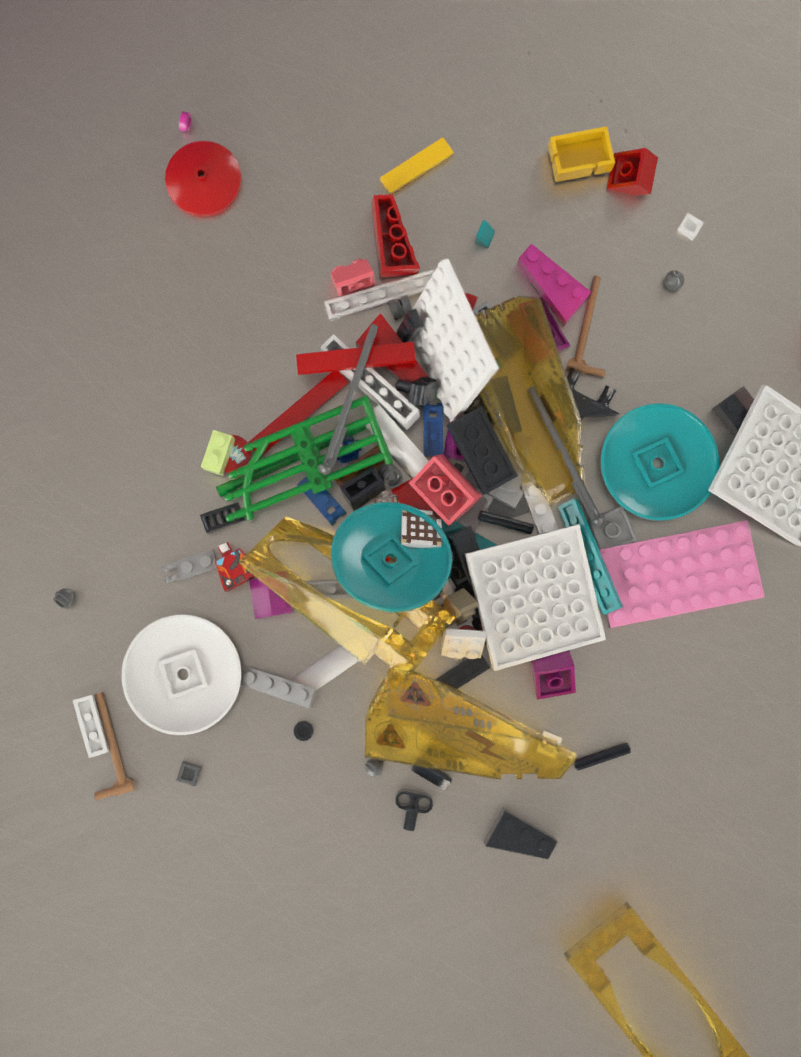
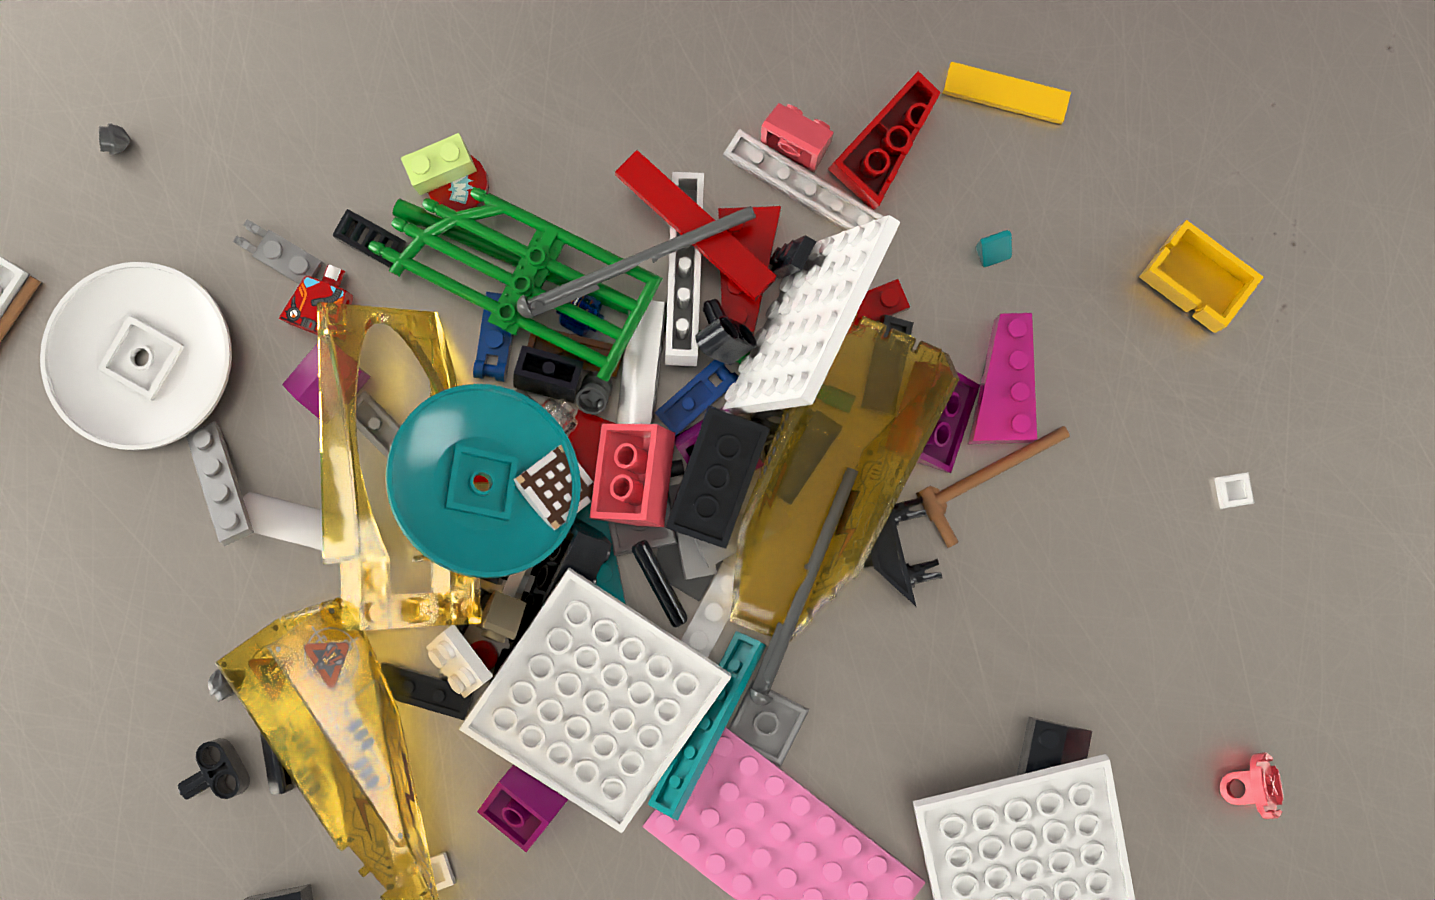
camera: 50 degrees right, 0 degrees up
(189, 773) = (30, 469): dark grey tile -> none
(303, 730) = (197, 560): black tile -> none
(304, 407) = (587, 218): red tile -> none
(395, 306) = (807, 220): dark grey wheel -> none
(633, 172) = (1237, 360): red slope -> none
(674, 280) = (1148, 529): dark grey plate -> none
(687, 457) = (947, 717): teal dish -> none

